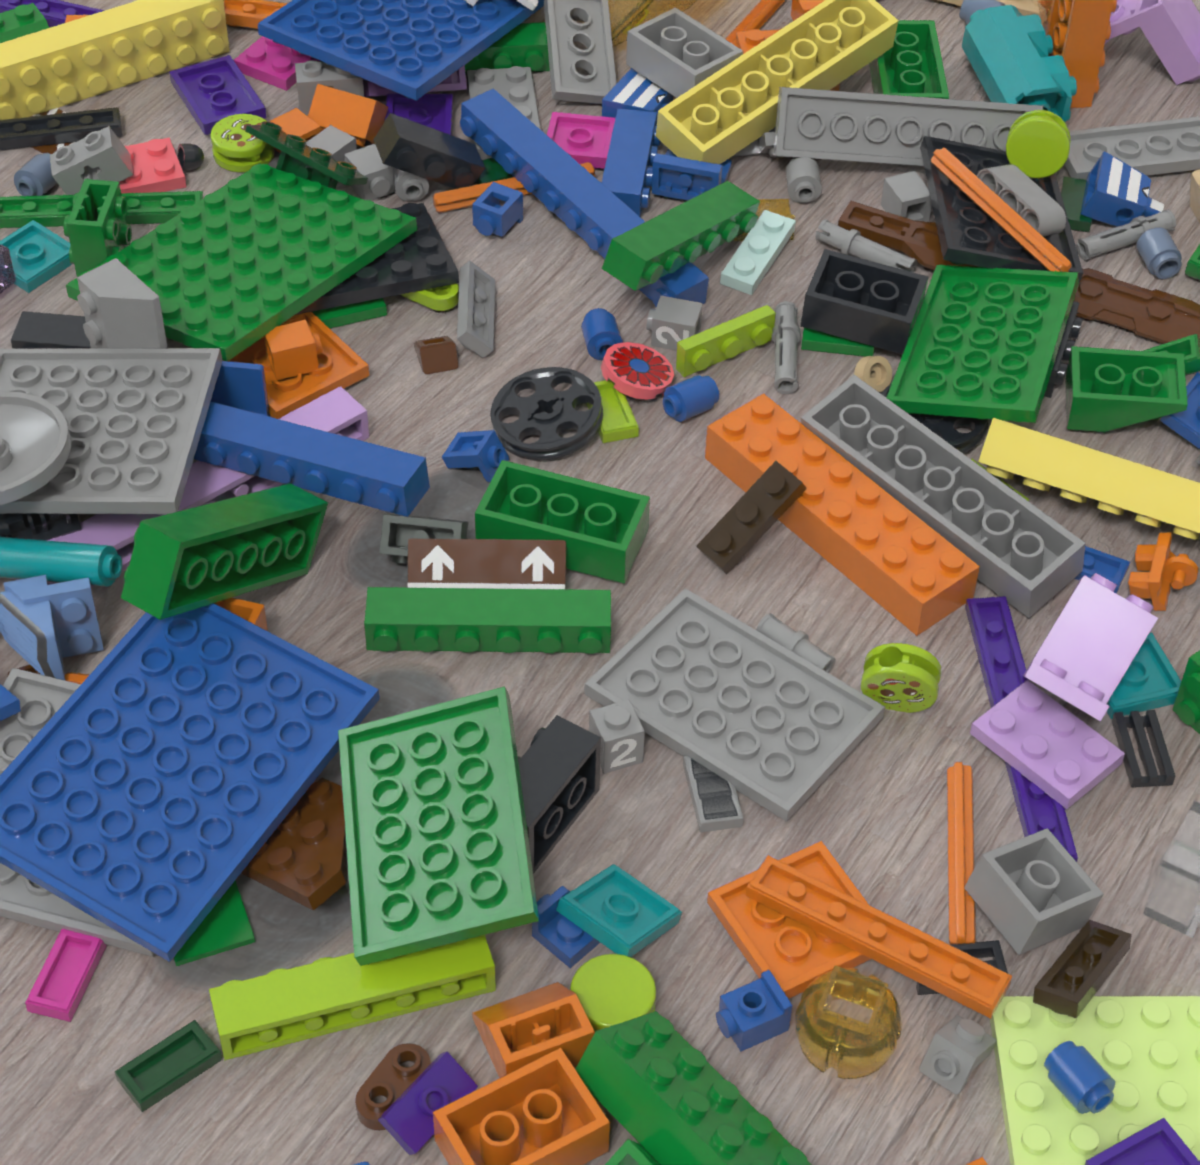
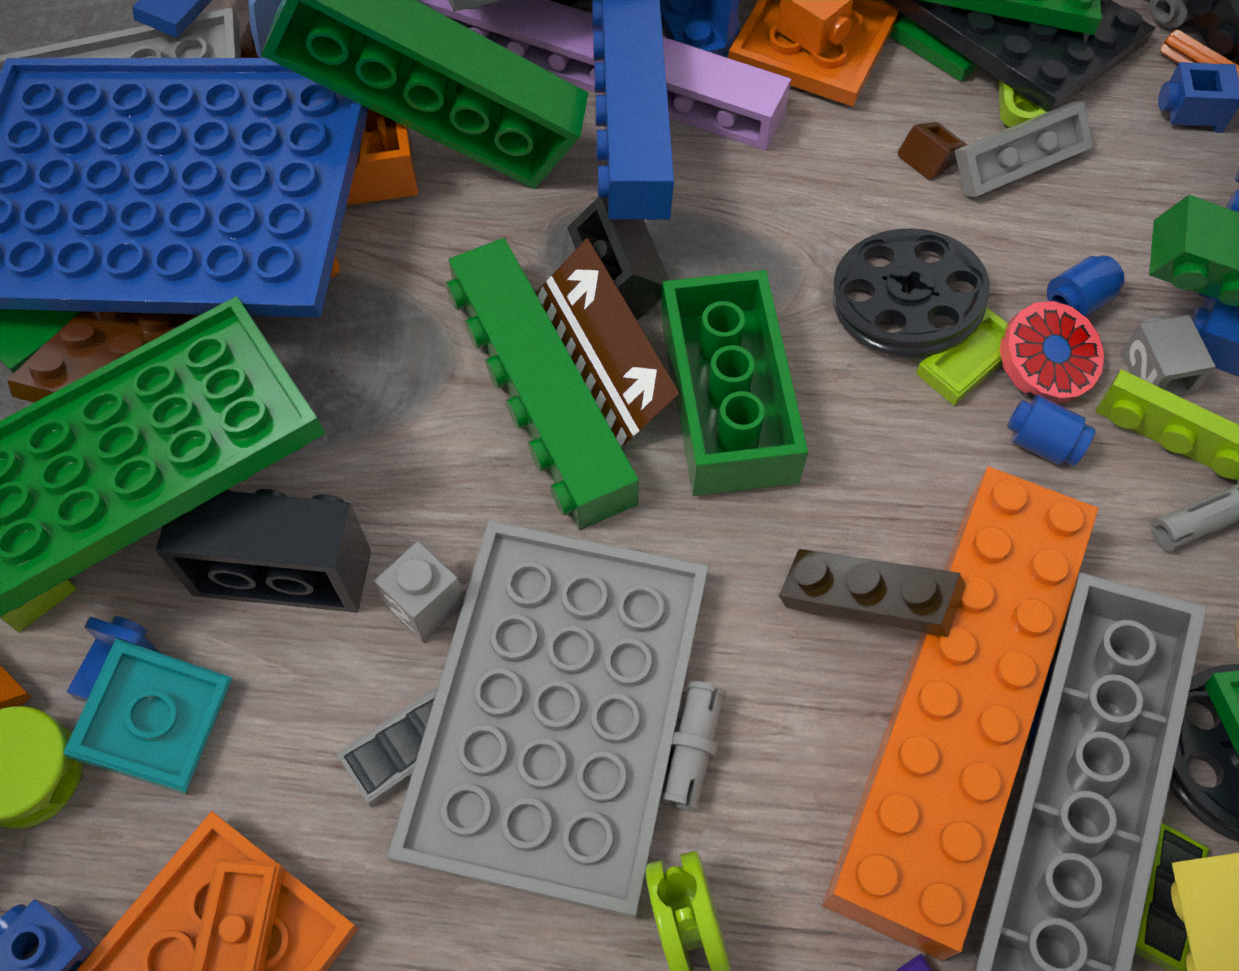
camera: 65 degrees right, 15 degrees up
(476, 450) = (796, 256): blue bracket -> none

